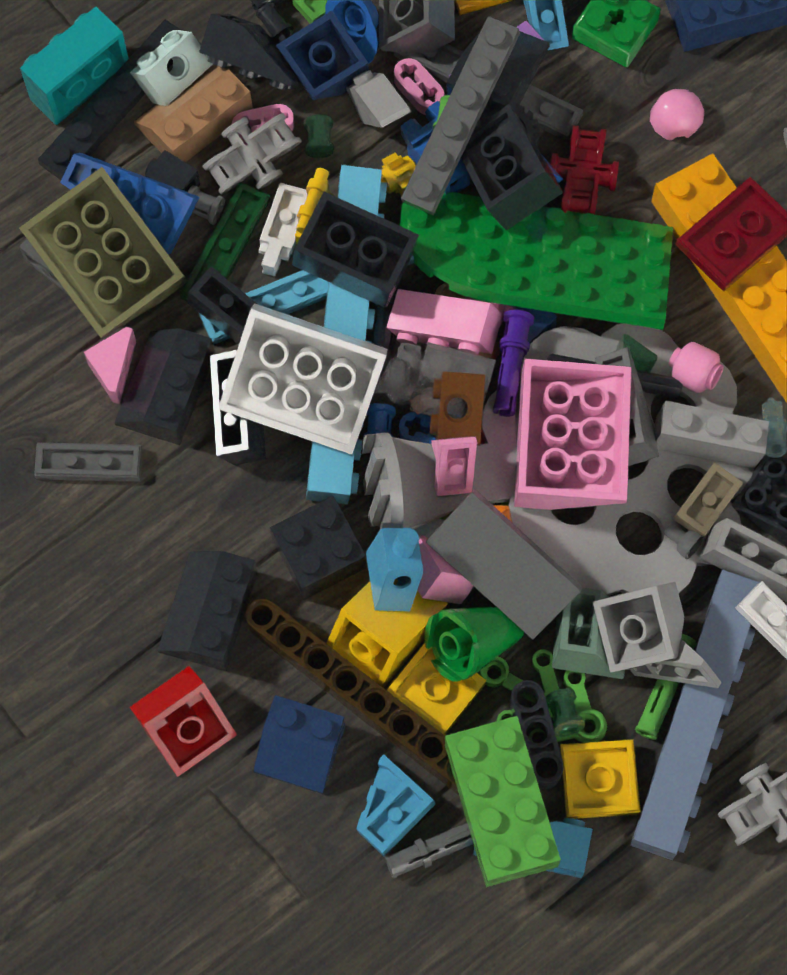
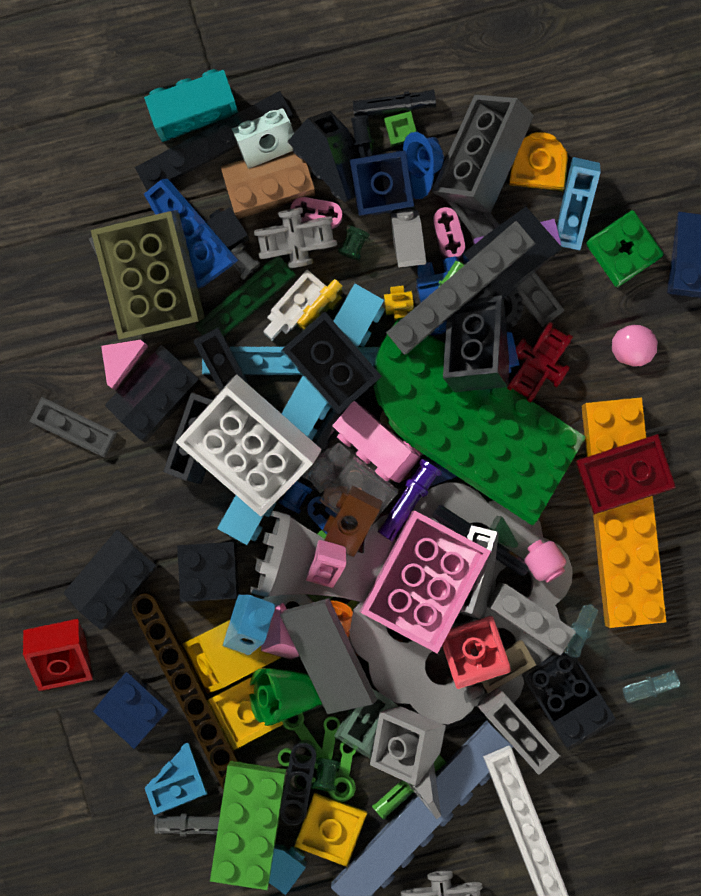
camera: 30 degrees right, 15 degrees up
(669, 491) = (474, 669): none -> coral brick

